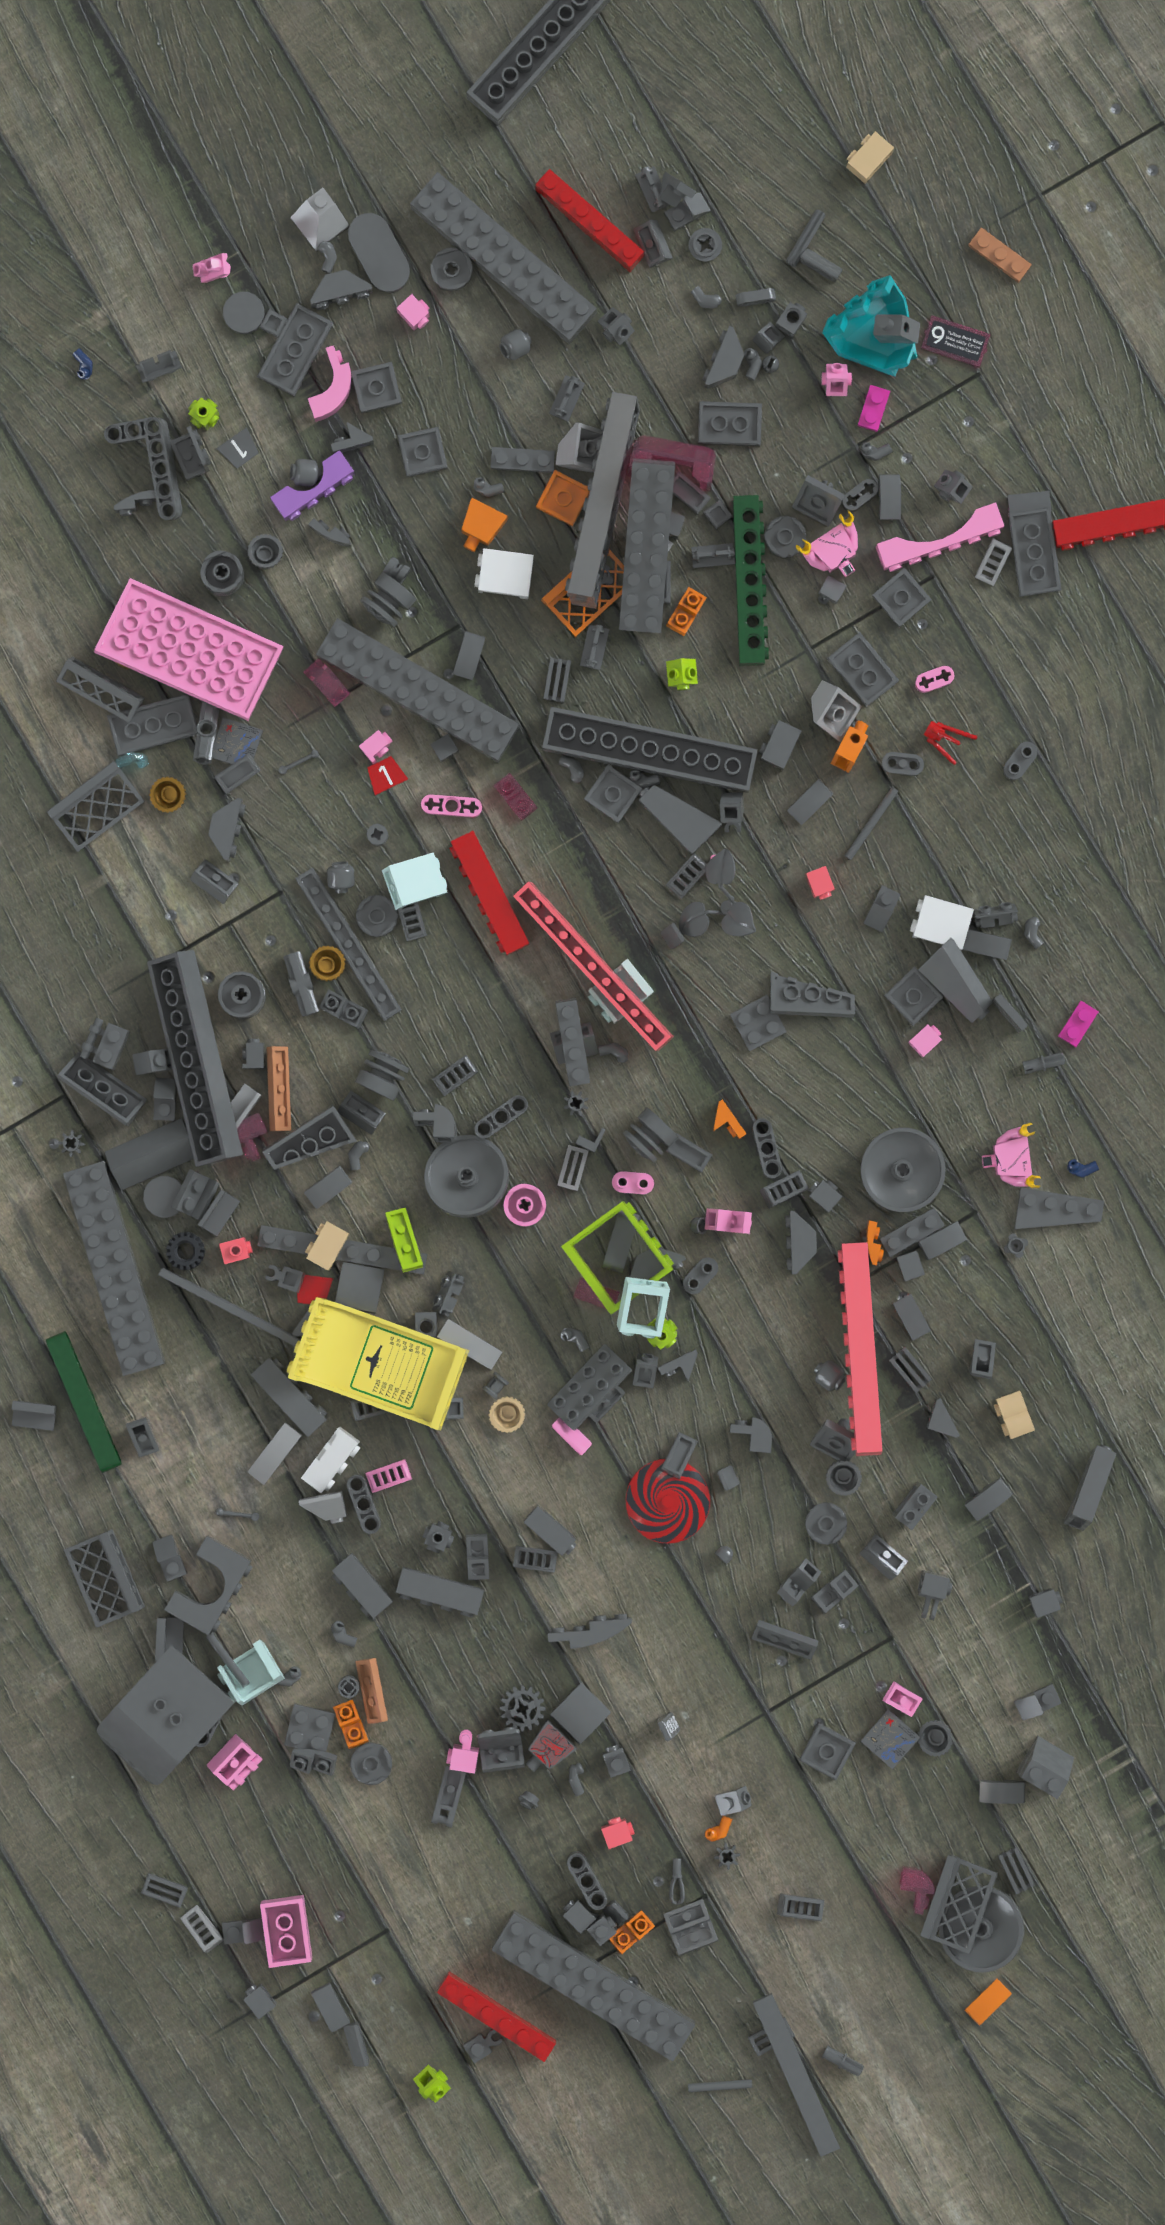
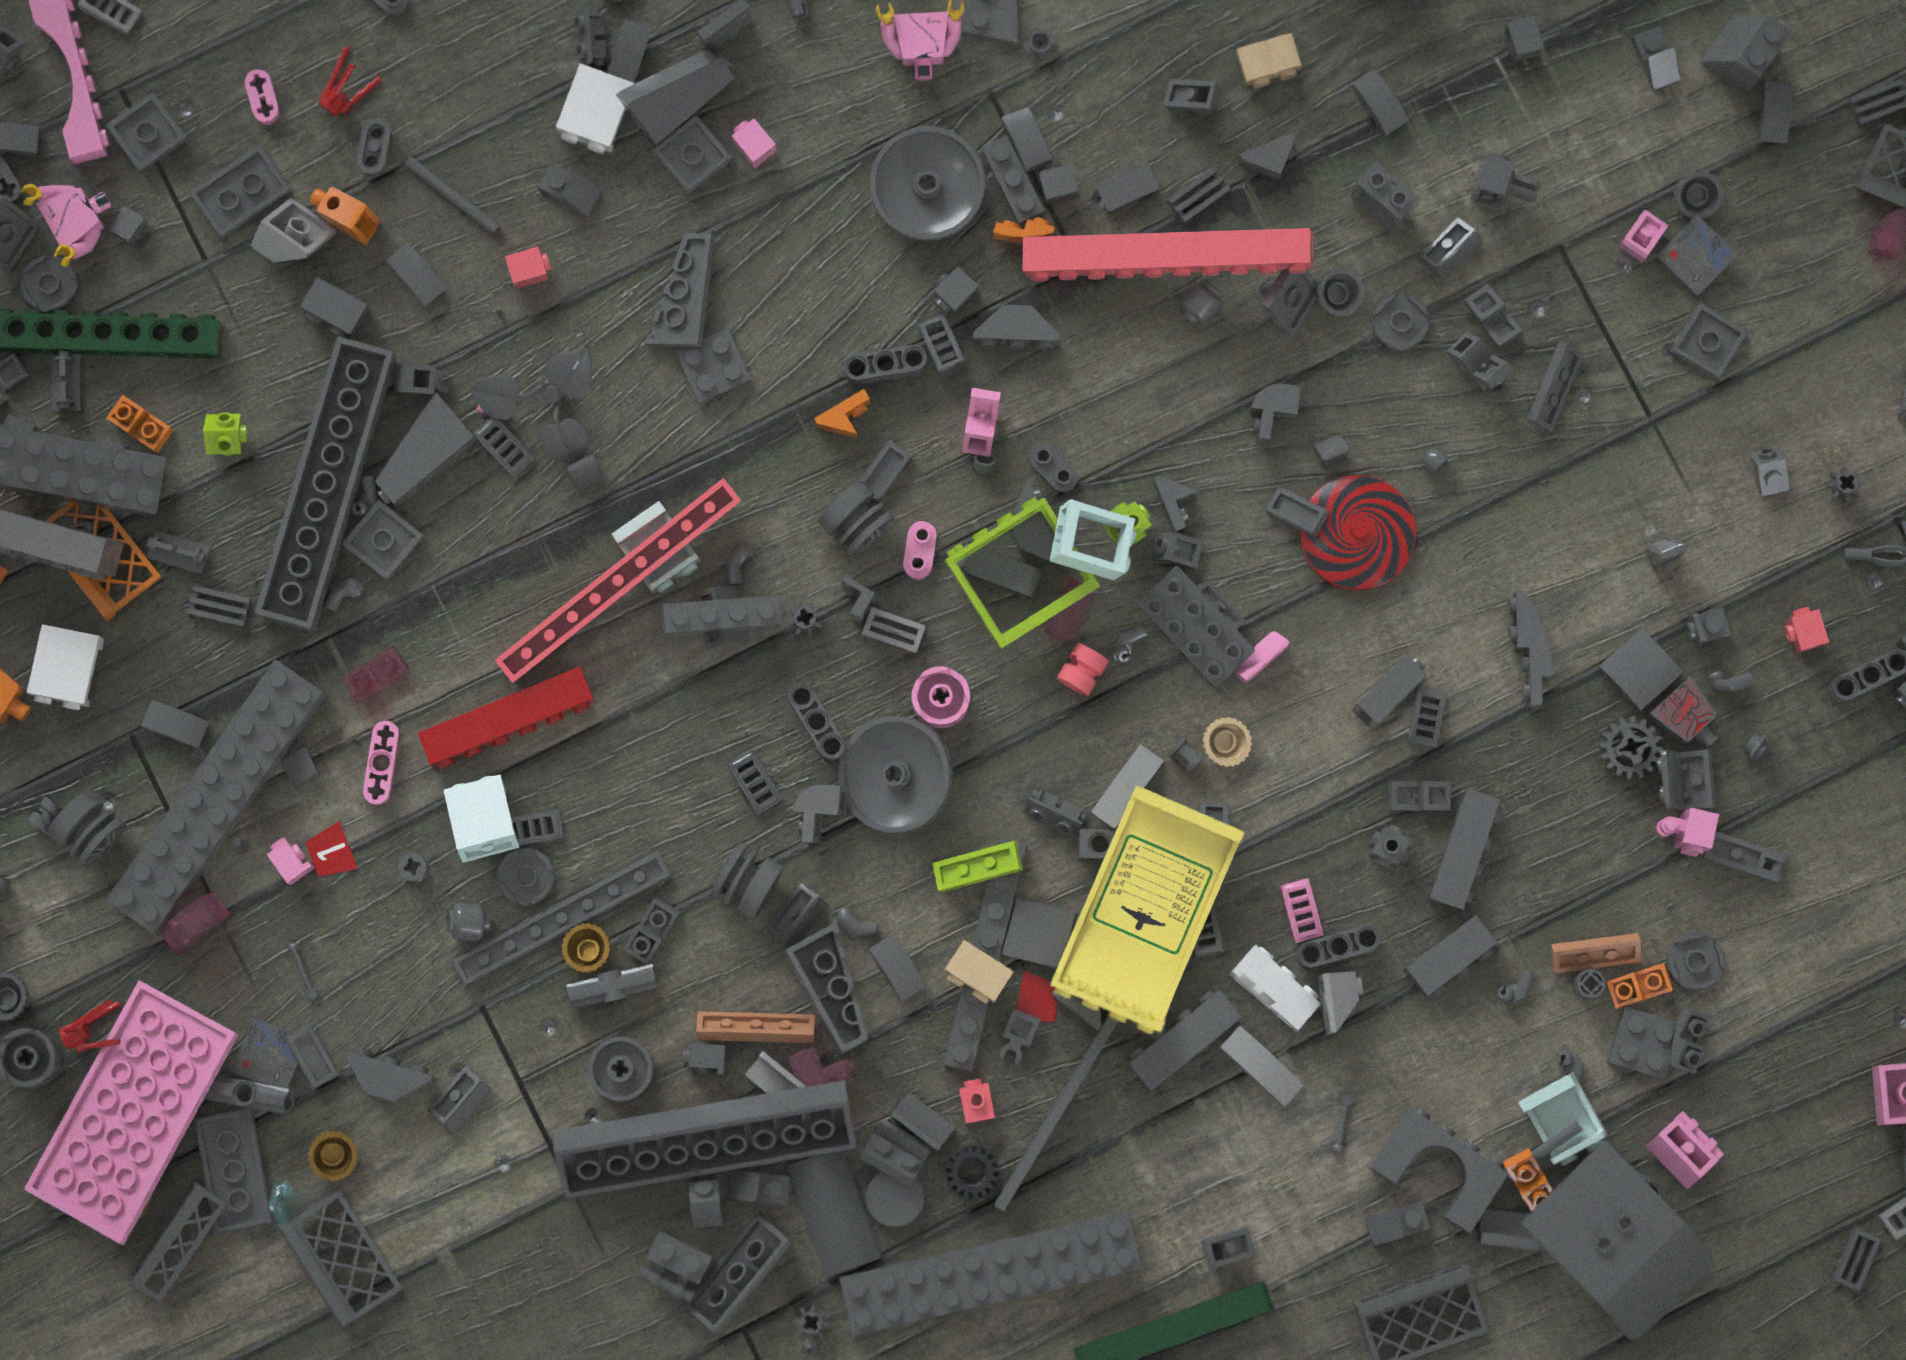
camera: 85 degrees left, 5 degrees down
(206, 1651) = (1528, 1178): none -> orange slope
(242, 605) = (77, 1033): none -> red plant
(552, 1306) = (1082, 669): none -> coral wheel
(719, 1832) = (1811, 493): orange arm -> none

